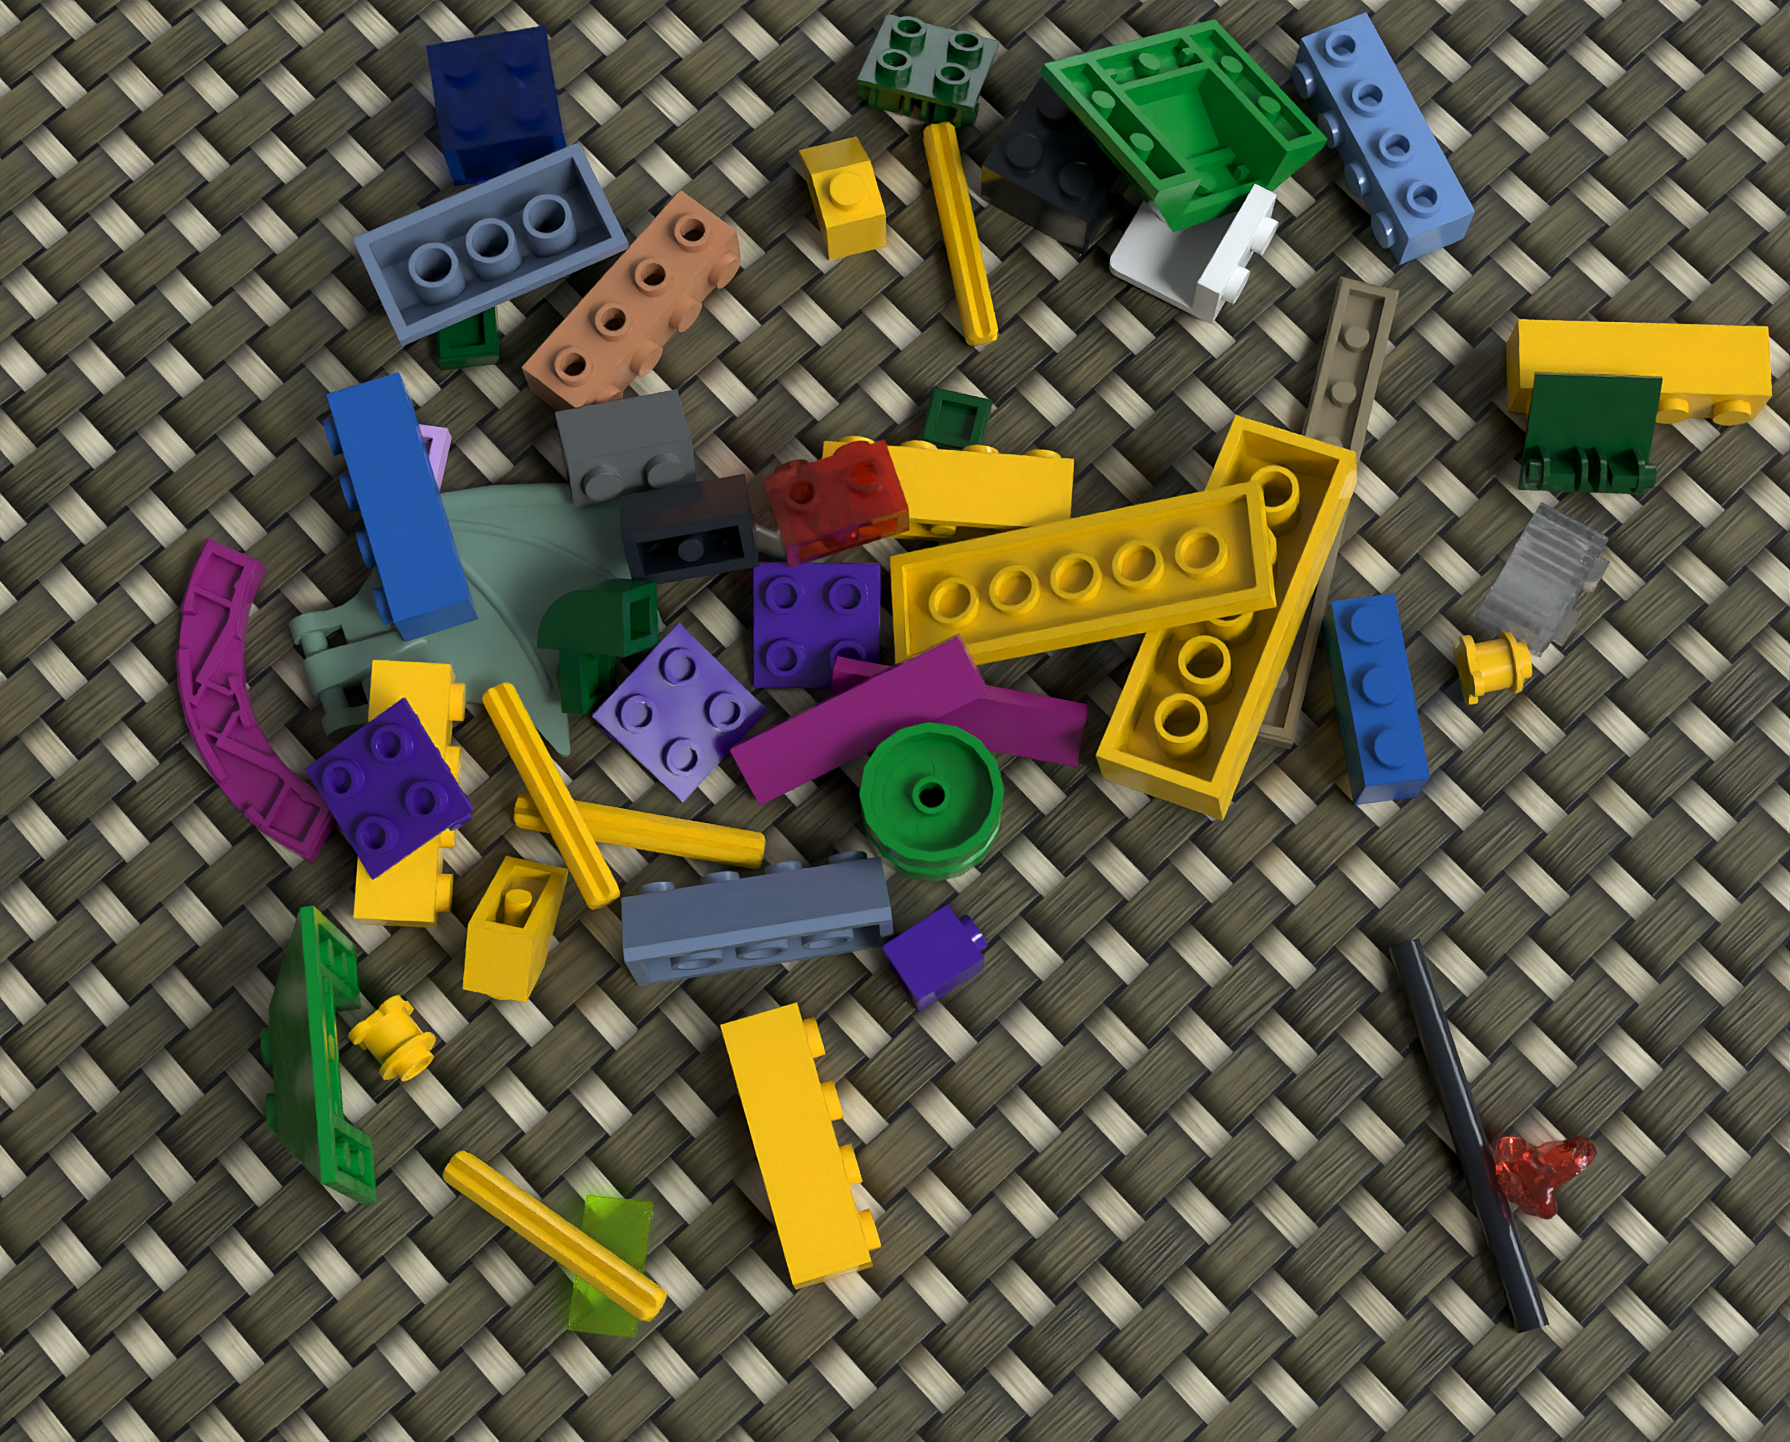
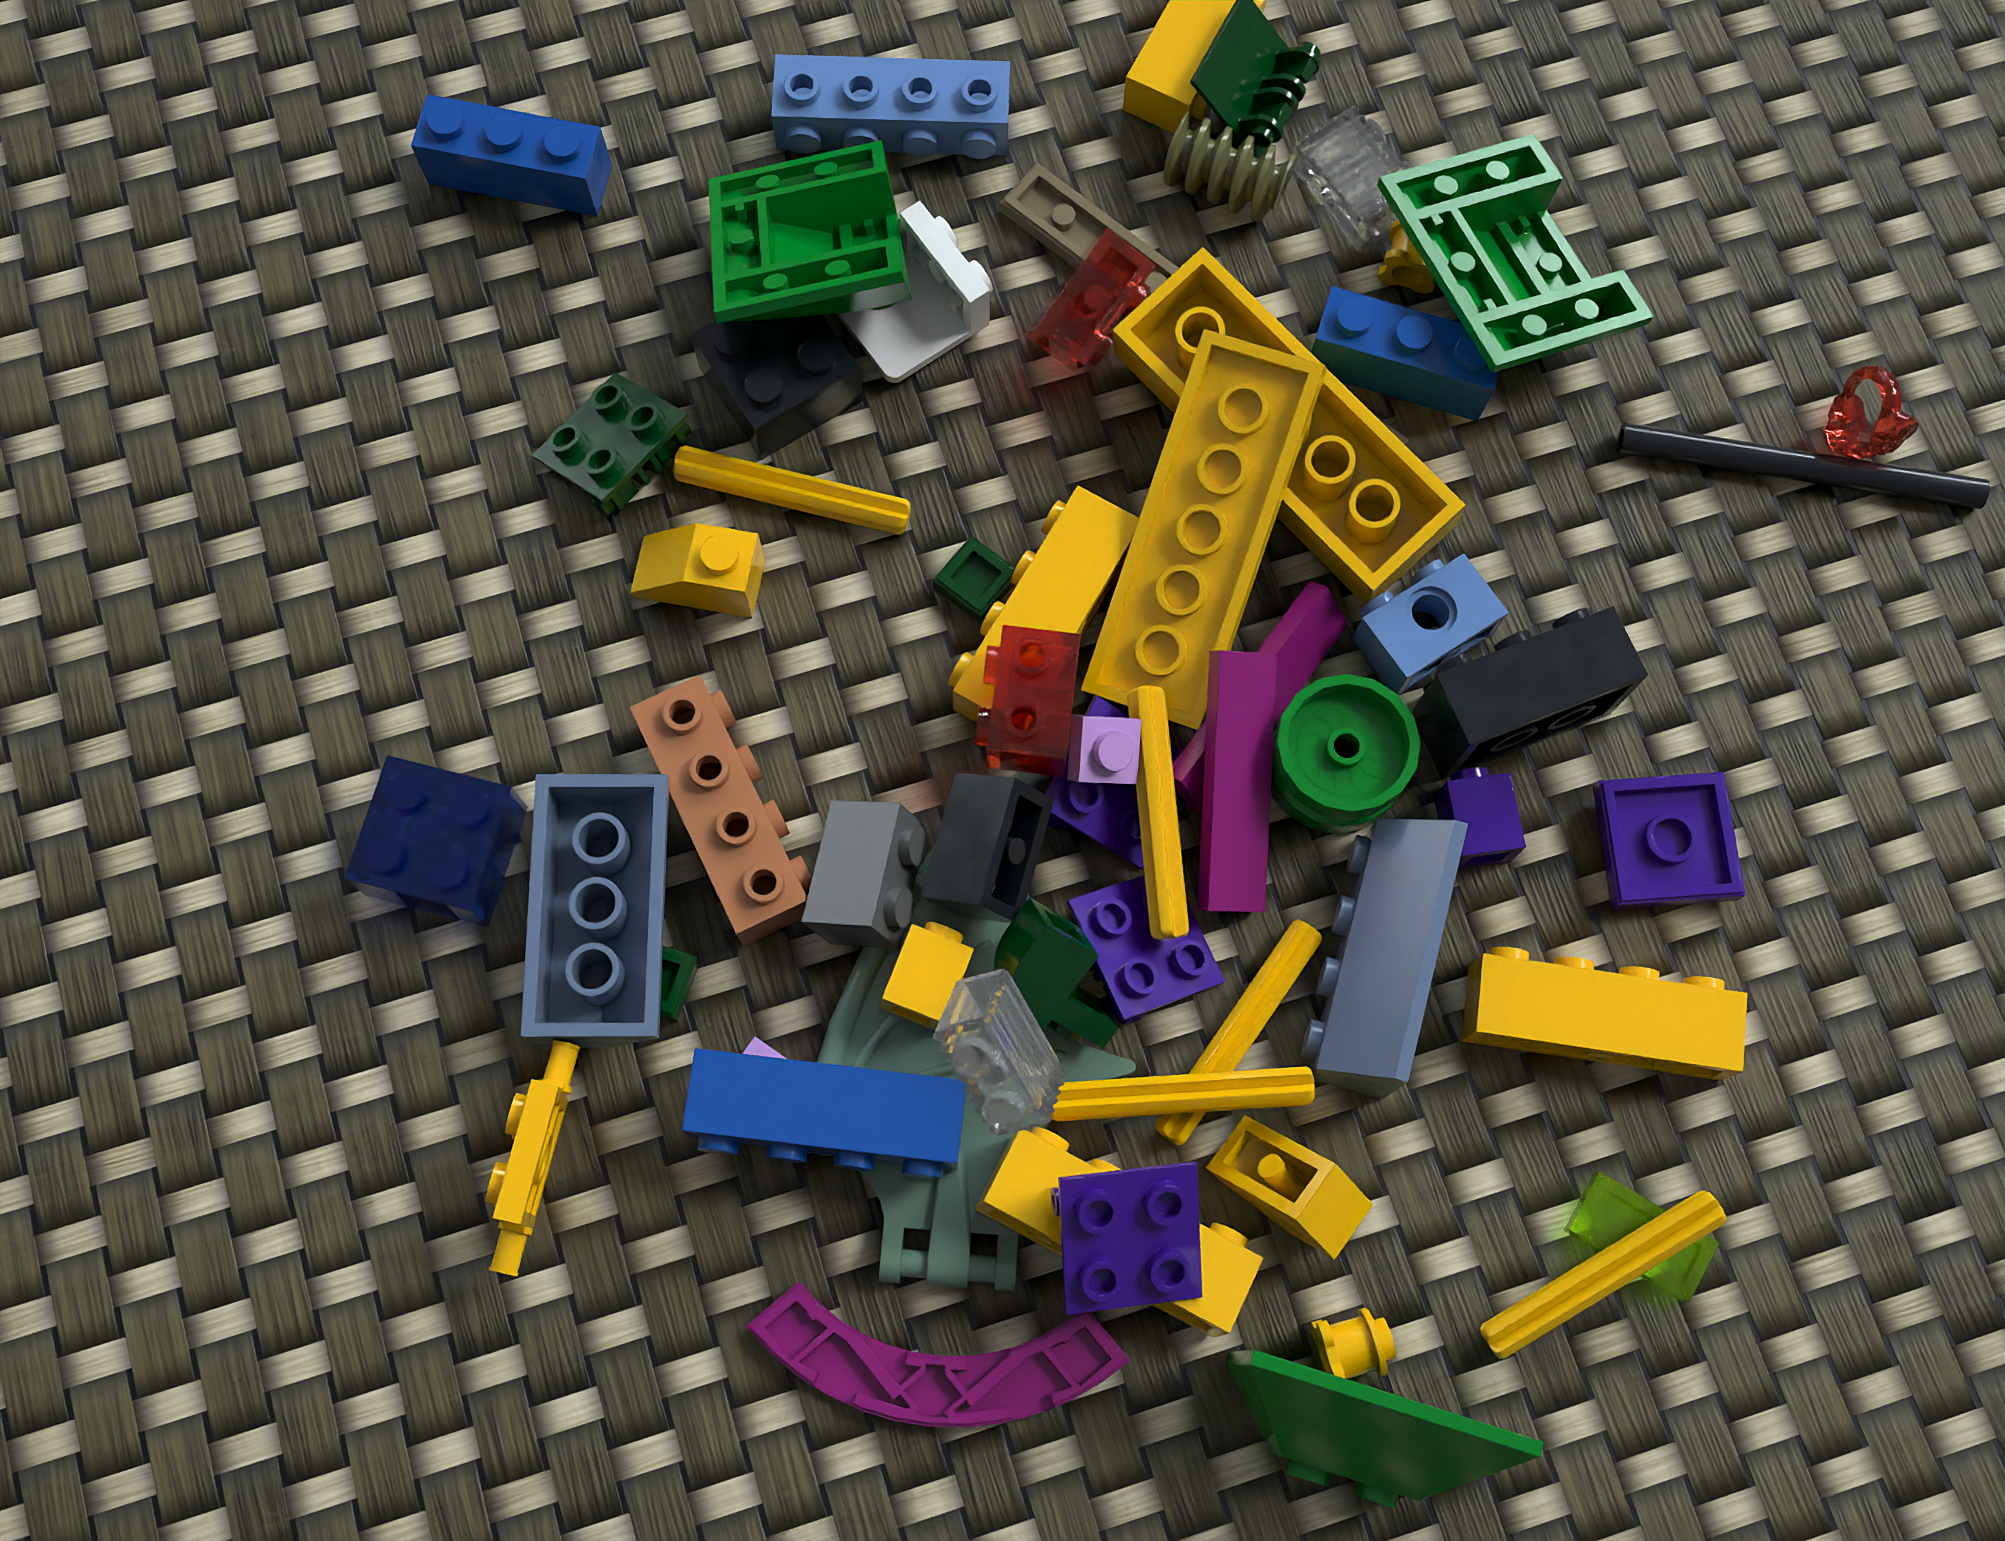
camera: 70 degrees left, 0 degrees up
(263, 298) = (535, 1127): none -> yellow plate
(501, 613) = (1000, 1053): none -> clear brick
(556, 535) = (926, 974): none -> yellow brick
(795, 662) = (1159, 817): none -> yellow axle
(826, 587) = (1104, 749): none -> lavender plate
(1002, 1144) = (1668, 840): none -> dark purple plate
(1071, 938) = (1527, 690): none -> black brick
(1122, 867) = (1449, 593): none -> medium blue brick
(1267, 389) = (1091, 300): none -> clear red brick
(1477, 454) = (1227, 169): none -> olive piece
(1514, 739) = (1503, 258): none -> green slope

